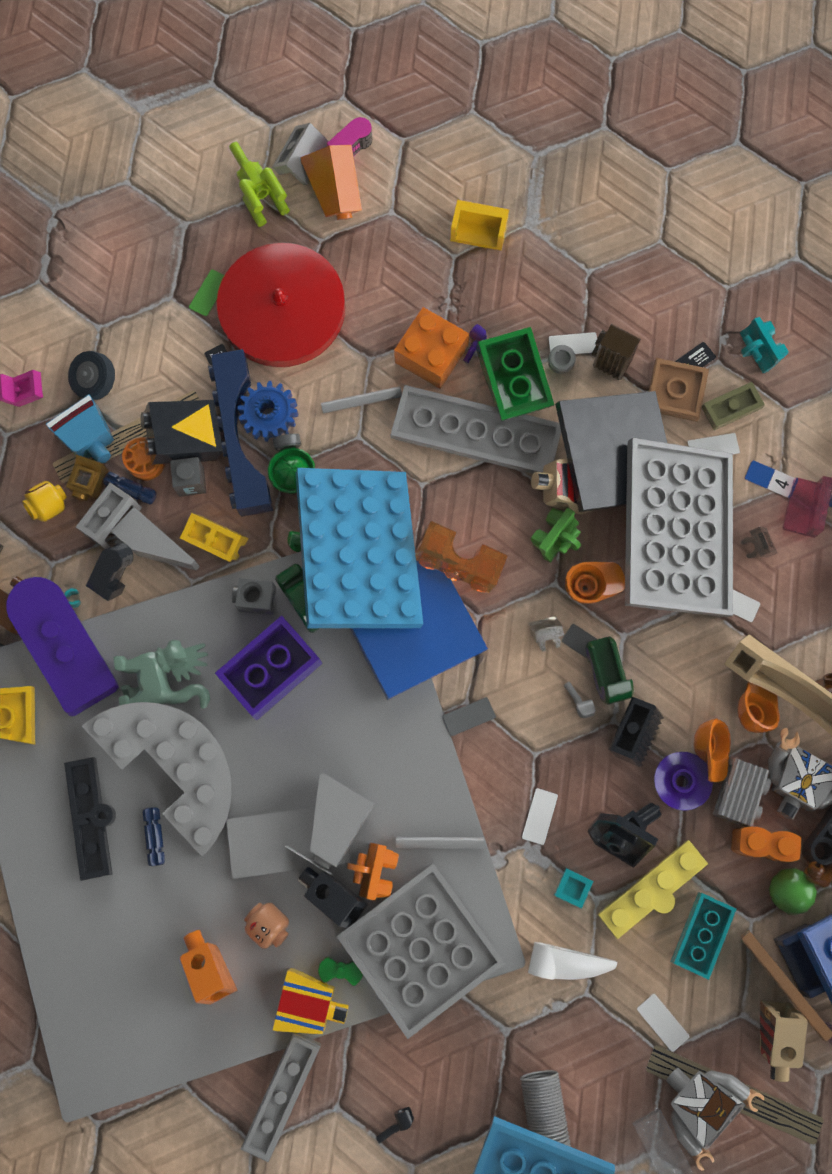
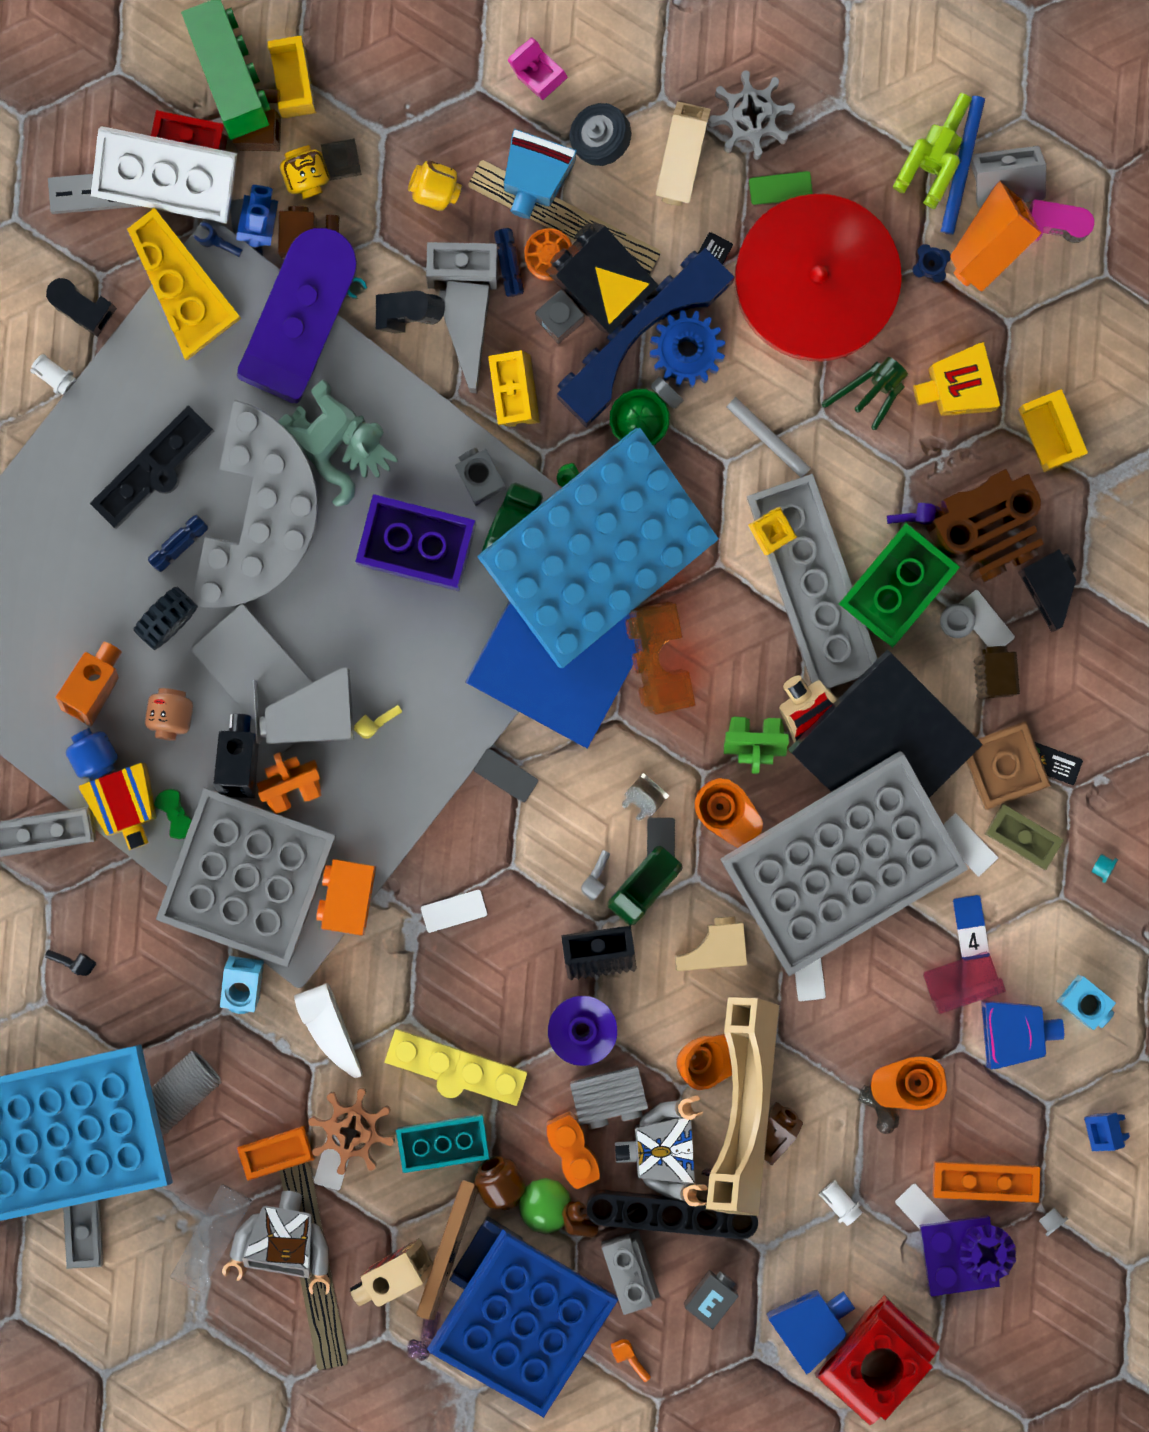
camera: 55 degrees right, 10 degrees up
(86, 479) = (486, 212): pearl gold window -> none
(142, 332) = (682, 153): none -> tan slope
(149, 277) = (761, 105): none -> light grey gear
(197, 880) = (165, 618): none -> black wheel
(257, 1004) = (91, 754): none -> blue head
(291, 192) = (961, 173): none -> blue bar
(318, 225) = (940, 257): none -> dark blue plate
(372, 790) = (367, 728): none -> light yellow hand
(376, 303) = (886, 378): none -> dark green plant
(411, 260) = (960, 384): none -> yellow torso
(424, 431) = (772, 531): none -> yellow tile
(431, 347) = (873, 474): orange brick -> none
(440, 843) = (360, 828): light grey bar -> none
(483, 884) = (347, 896): none -> orange brick
(487, 998) = (241, 971): none -> medium azure brick
(513, 295) = (989, 524): none -> reddish brown piece
(573, 888) = (404, 988): teal tile -> none
(580, 288) = (1051, 586): none -> black slope
(626, 835) = (488, 1006): black piece -> none
(634, 1066) = (275, 1153): none -> orange tile
(663, 987) = (335, 1127): none -> nougat gear
(683, 647) = (720, 948): none -> tan arch
(713, 746) = (633, 1047): orange cap -> none
(758, 913) = (499, 1183): none -> reddish brown head
(761, 344) = (1112, 824): teal hips -> none
(762, 541) = (889, 959): clear smoke tile -> none
(785, 369) = (1104, 867): none -> teal piece

